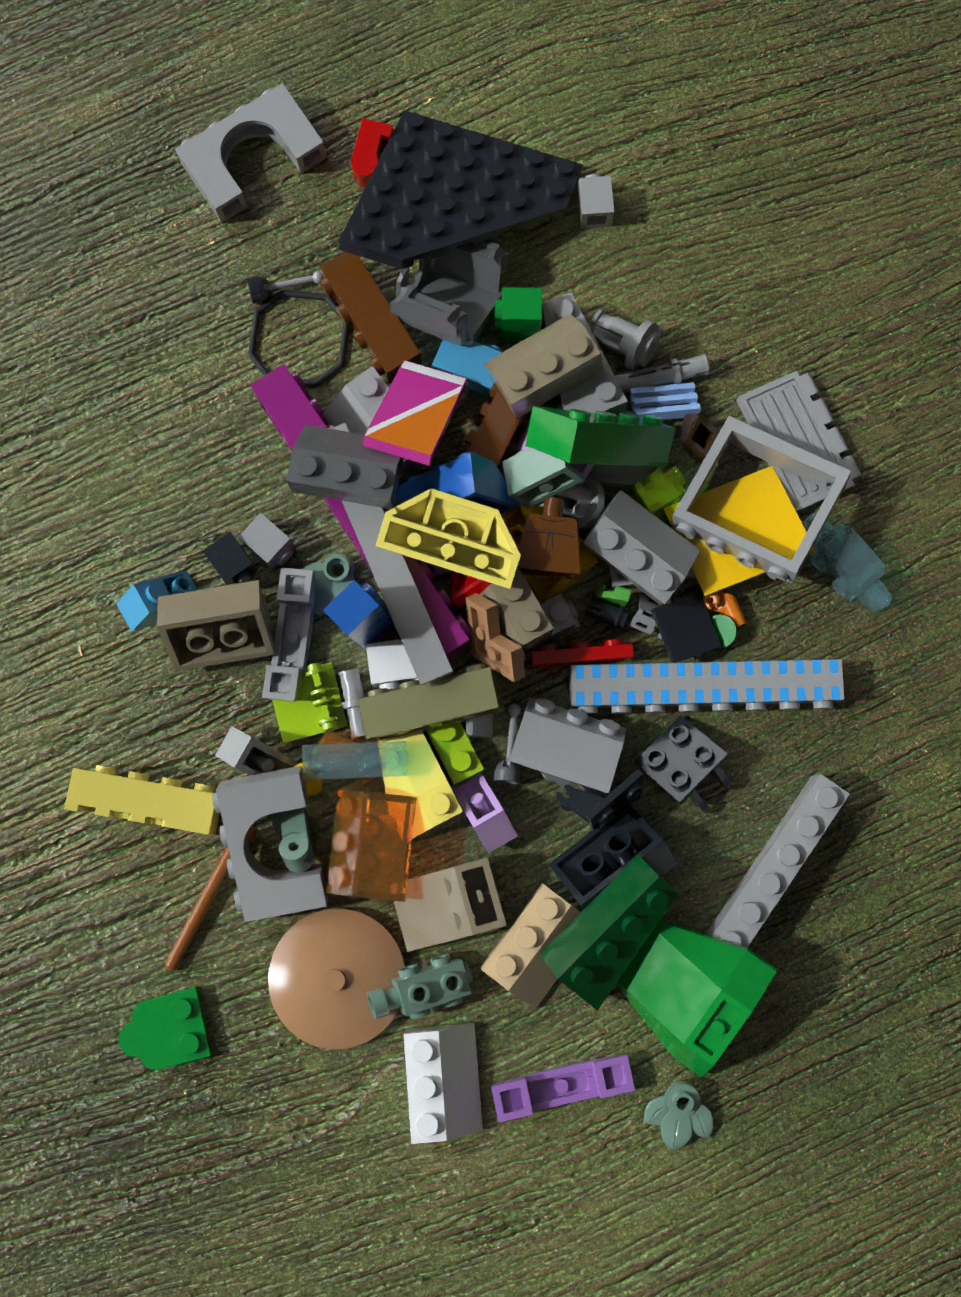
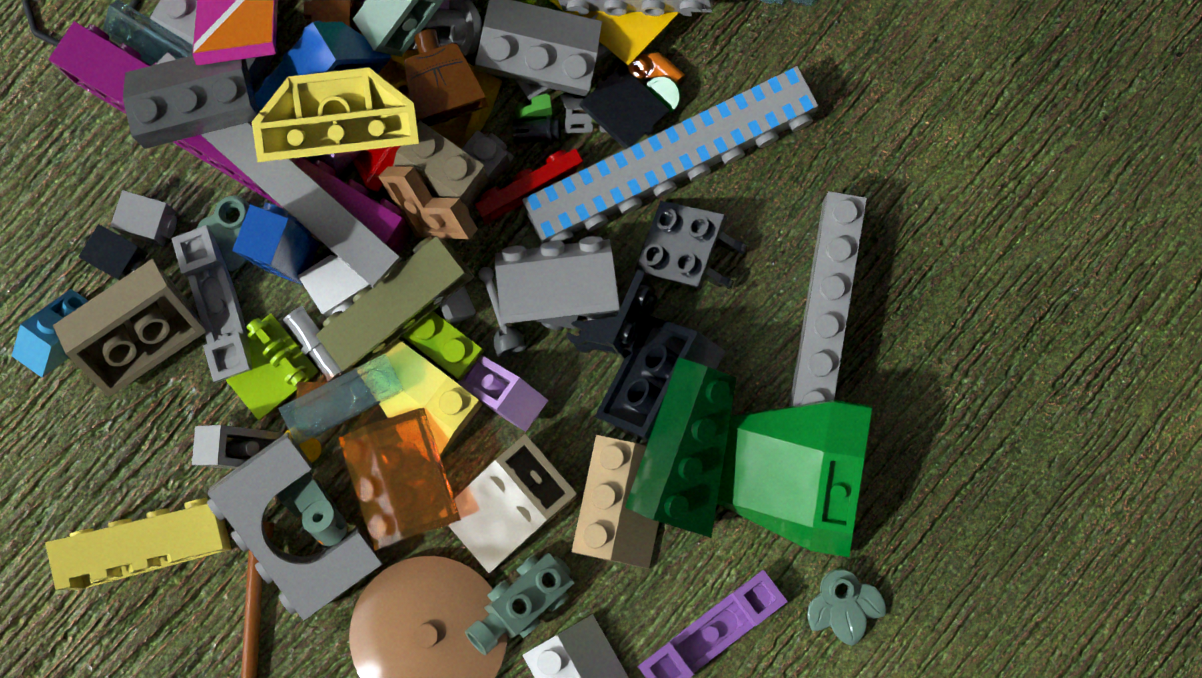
camera: 25 degrees left, 0 degrees up
(334, 399) = (143, 34): none -> clear light blue plate

